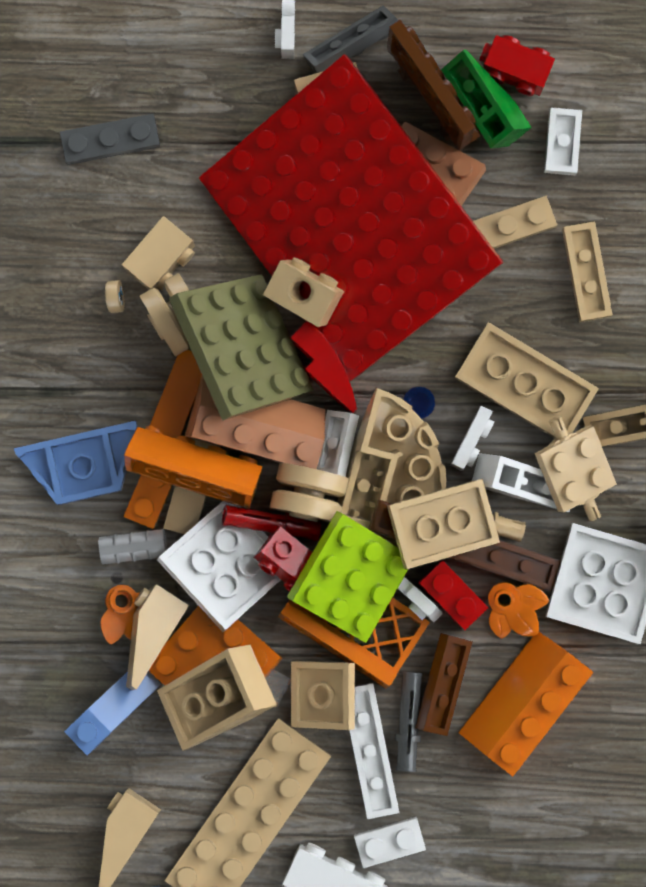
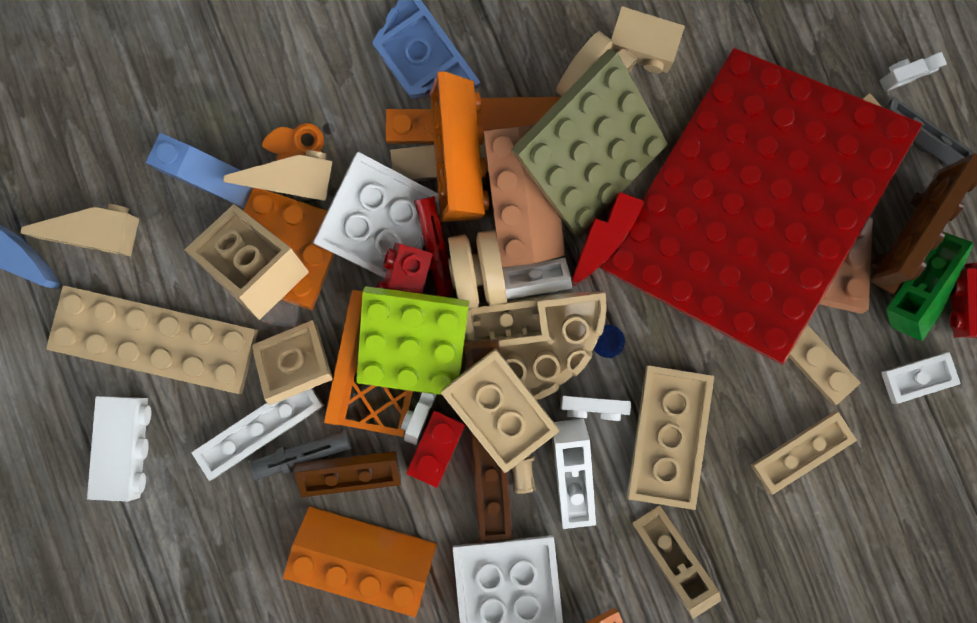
camera: 70 degrees right, 0 degrees up
(114, 296) = (588, 16): tan tile -> none
(132, 546) = (361, 127): light grey axle -> none
(285, 291) = (663, 167): tan brick -> none
(389, 842) = (180, 482): white plate -> none
(519, 612) = (446, 518): orange plate -> none
(575, 468) = (607, 518): tan plate -> none

